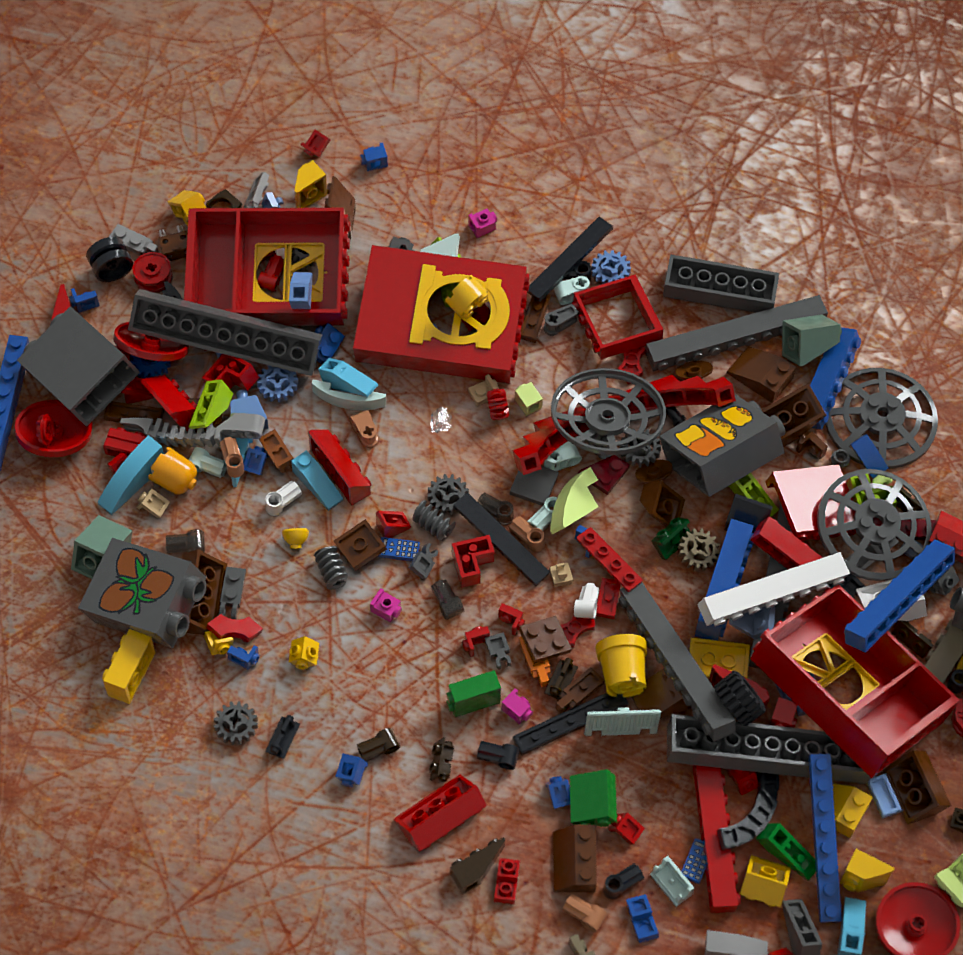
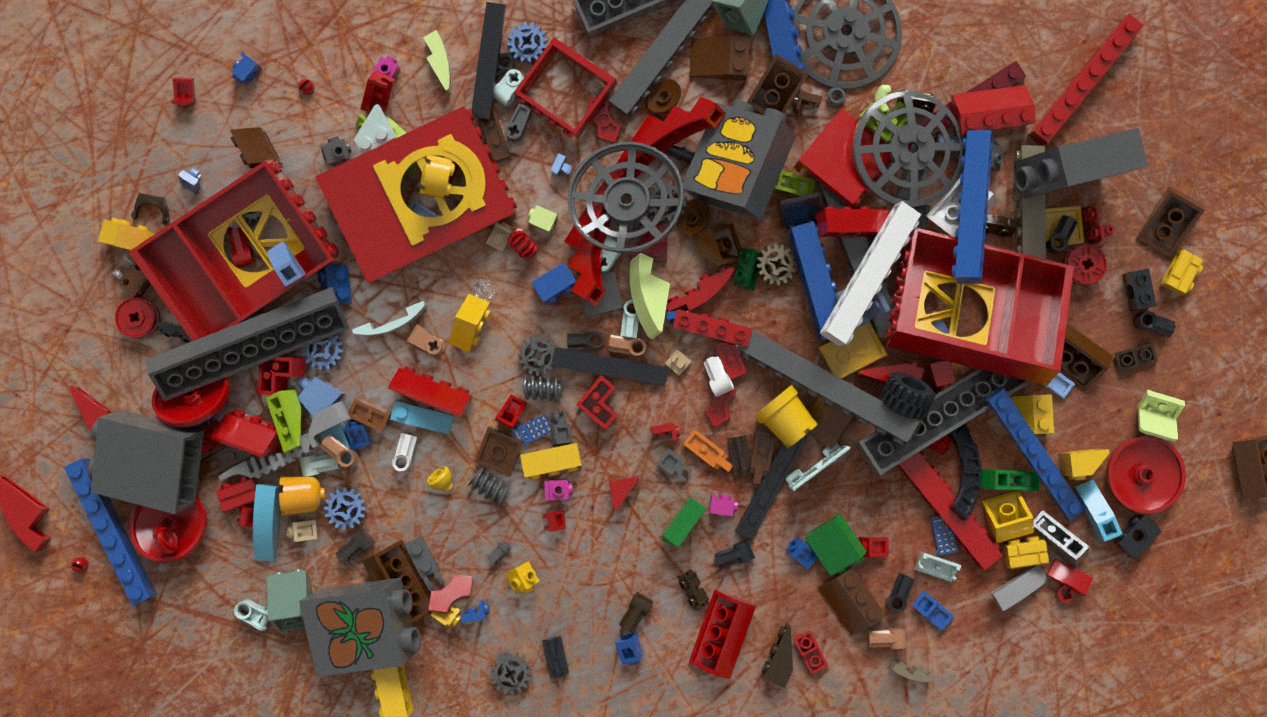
camera: 30 degrees left, 25 degrees up
(63, 541) = (254, 616): none -> light aqua piece
(85, 301) = (101, 386): blue bracket -> none
(109, 259) = (92, 335): black wheel -> none
(134, 241) = (96, 297): light grey hinge -> none
(201, 508) = (341, 501): none -> medium blue gear
(255, 194) = (169, 181): light grey hinge -> none
(299, 624) = (502, 549): none -> dark grey pin
(310, 185) = (210, 142): yellow slope -> none
(346, 378) = (380, 309): medium azure slope -> none
(366, 628) = (556, 520): none -> red tile
(398, 579) = (551, 461): none -> yellow brick
(408, 431) = (469, 323): none -> yellow brick
(412, 197) = (308, 89): none -> red hinge
(440, 639) = (620, 489): none -> red slope
(449, 603) = (605, 451): clear smoke piece -> none
(468, 227) = (377, 92): none -> red hinge
(474, 637) = (648, 464): red bracket -> none
(499, 445) = (554, 284): none -> blue brick
(531, 238) = (439, 60): none -> yellowish green slope
(545, 639) = (706, 433): reddish brown plate -> none
(570, 367) = (560, 166): none -> light blue tile
(628, 533) = (708, 288): none -> red slope
(761, 922) = (1025, 553): none -> yellow brick
(869, 454) = (860, 80): blue slope -> none

